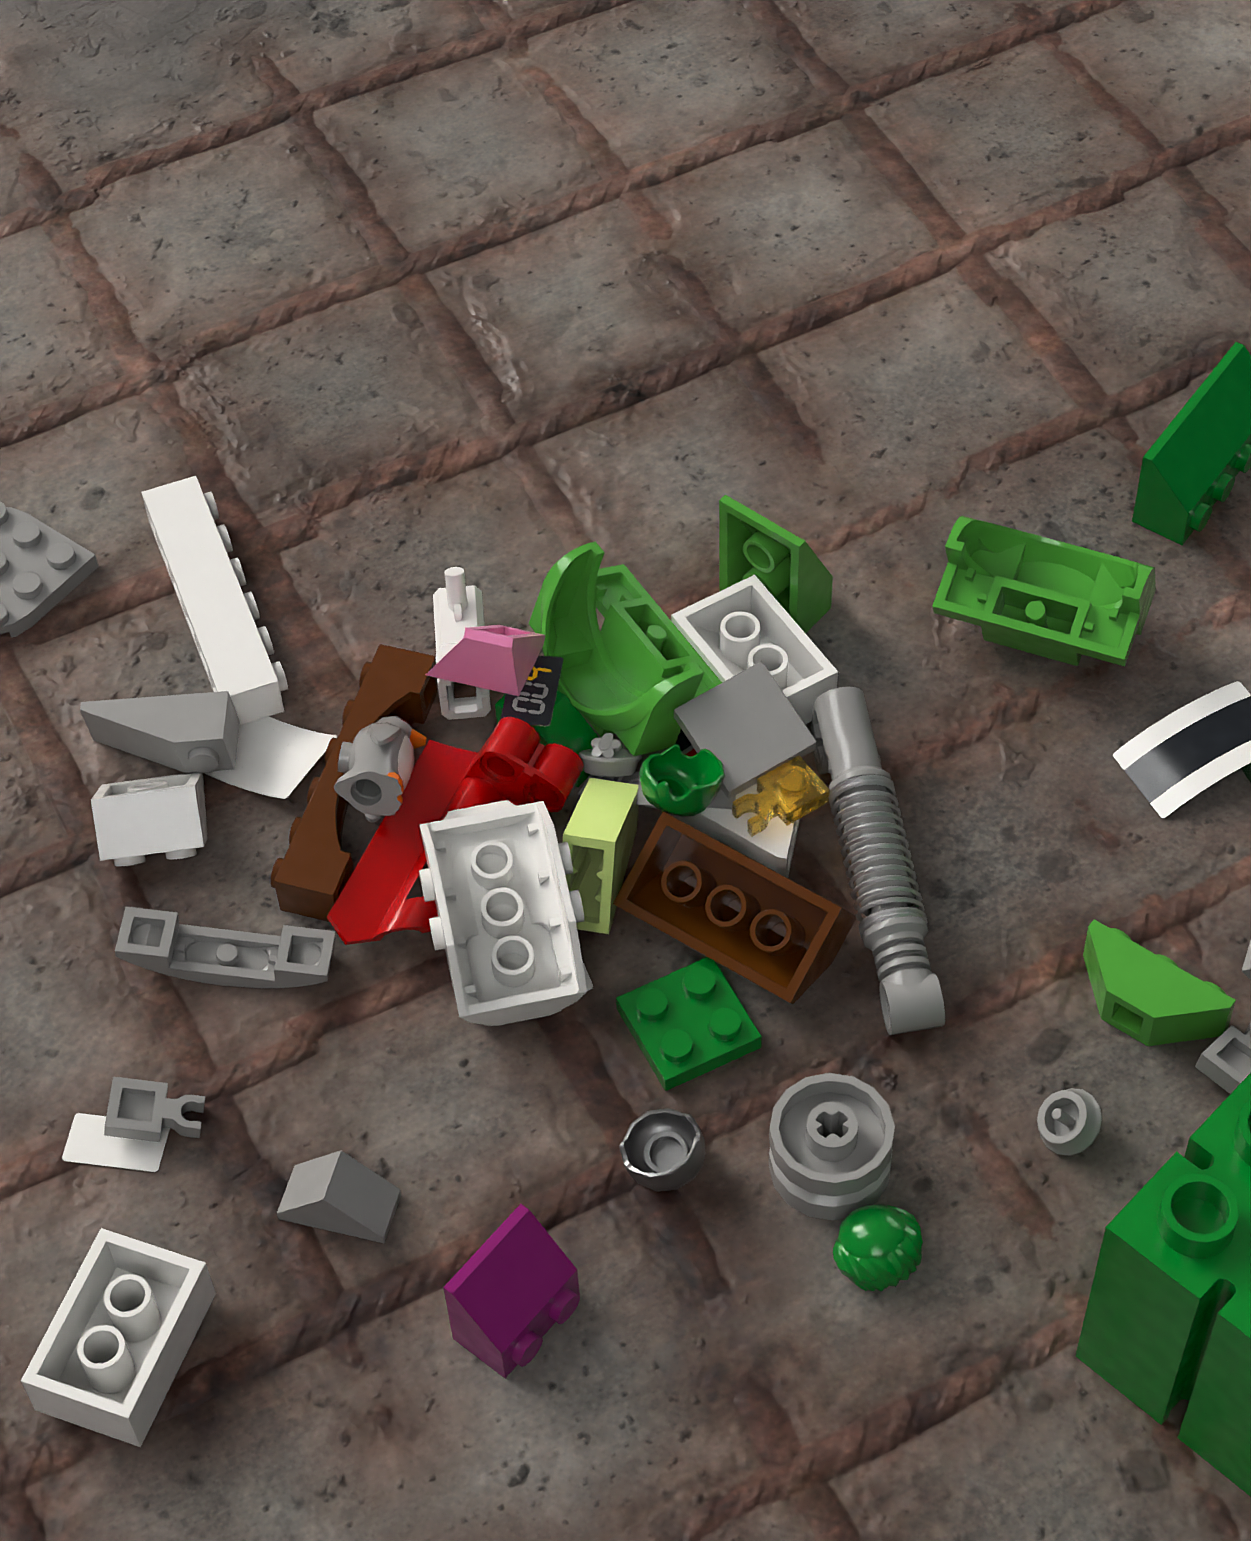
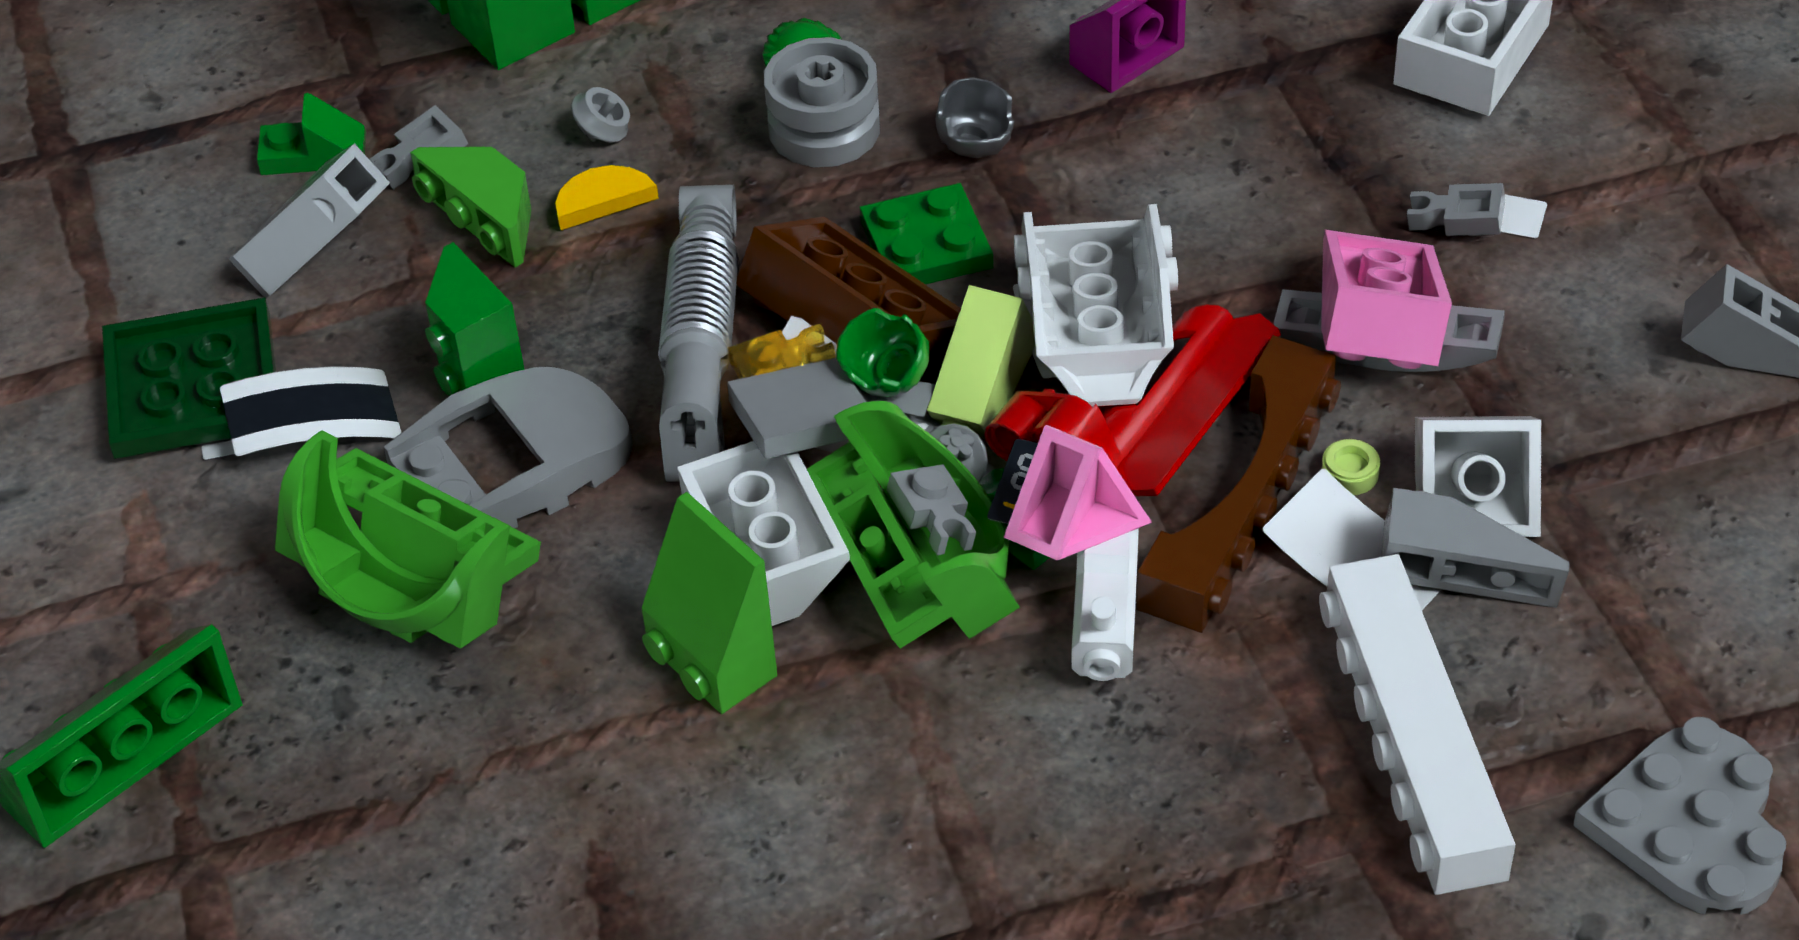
camera: 170 degrees left, 5 degrees down
(228, 949) = (1383, 300): none -> bright pink slope
(263, 826) = (1352, 464): none -> yellowish green tile
(340, 1197) = (1282, 130): light grey slope -> none
(378, 766) = (1212, 440): light grey animal -> none
(612, 662) = (933, 501): none -> light grey plate
(979, 771) = (557, 415): none -> light grey slope
(1033, 1032) = (602, 193): none -> yellow tile
(1080, 805) = (469, 325): none -> green slope

